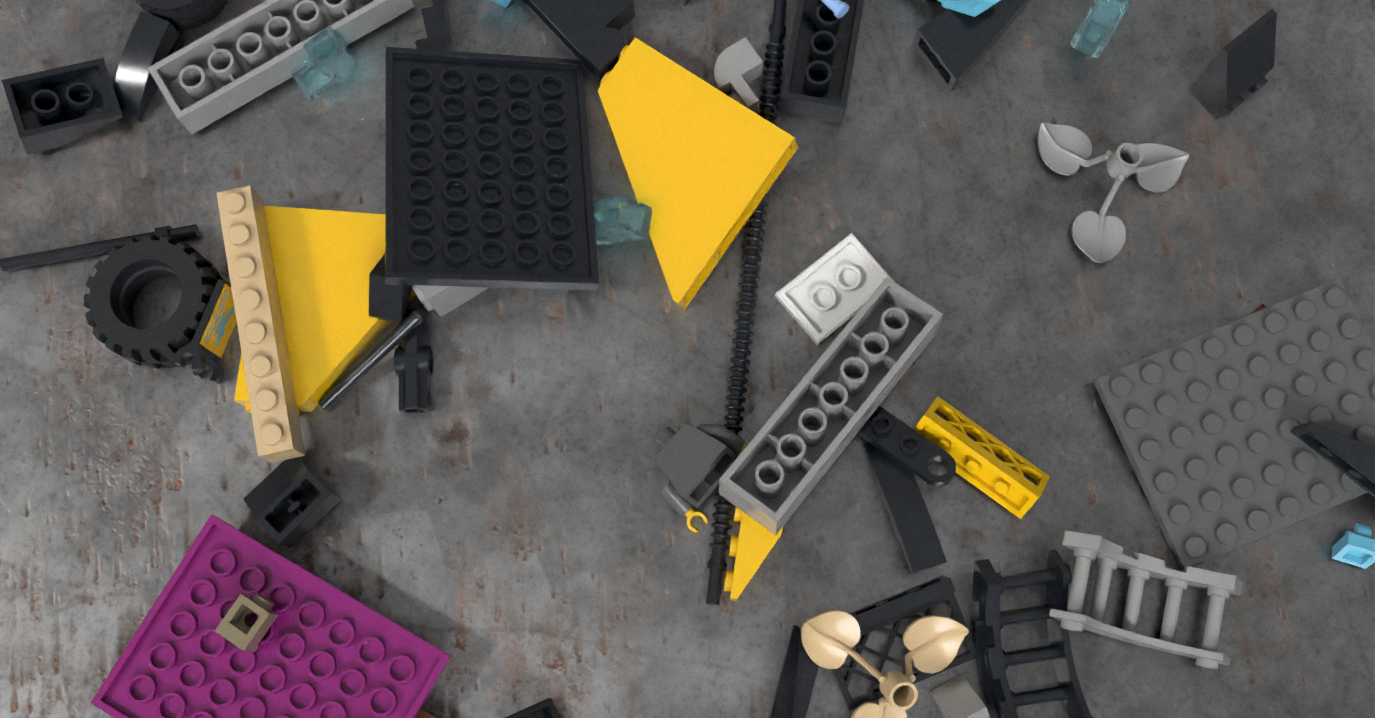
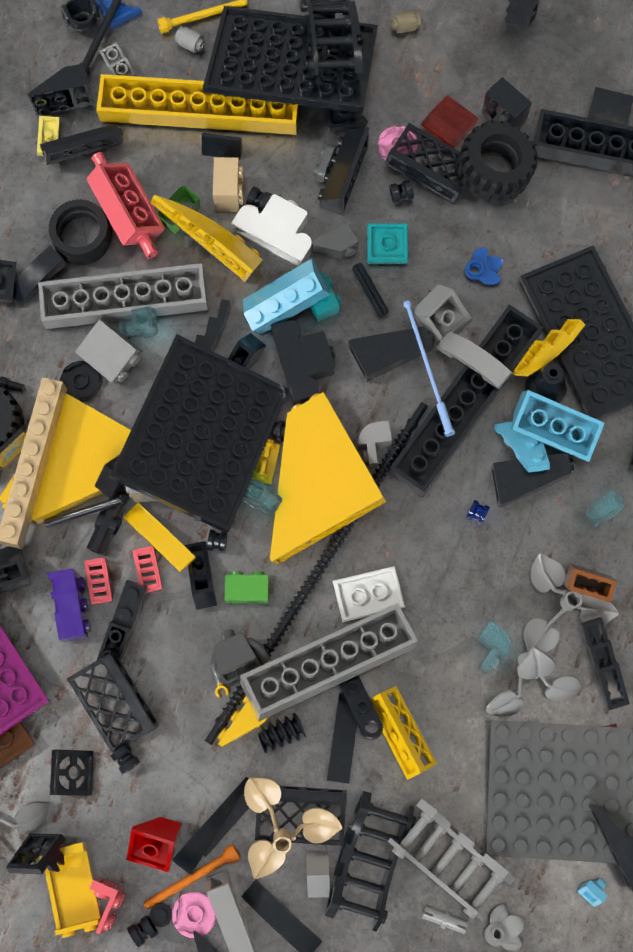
camera: 25 degrees right, 0 degrees up
(279, 180) = (81, 380): none -> black tile
(299, 121) = (109, 352): none -> light grey brick
(413, 502) = (69, 605): none -> dark purple wedge
(424, 425) = (89, 573): none -> coral slope
(488, 376) = (140, 571): none -> coral slope
(498, 32) = (247, 351): none -> black slope
(499, 346) = (159, 537): none -> yellow slope
(505, 495) = (124, 619): none -> black slope
(563, 586) = (130, 696): none -> black fence
(584, 313) = (217, 541): none -> black wheel
(585, 372) = (201, 576): none -> black slope
(598, 122) = (279, 430): none -> black plate
(602, 170) = (266, 465): none -> yellow hinge
(610, 691) = (127, 763): none -> black wheel
(661, 358) = (247, 588): none -> bright green brick
(811, 537) = (280, 732): none -> black piece
(929, 107) = (478, 512): none -> clear blue wheel
(1048, 269) = (497, 642): none -> clear light blue brick
(1134, 262) = (534, 665): none -> light grey plant
(1136, 124) = (590, 582): none -> dark orange brick
(1174, 689) = (445, 919): none -> light grey pin
(1205, 231) = (604, 663): none -> black slope
(1266, 656) = (507, 926): none -> light grey plate

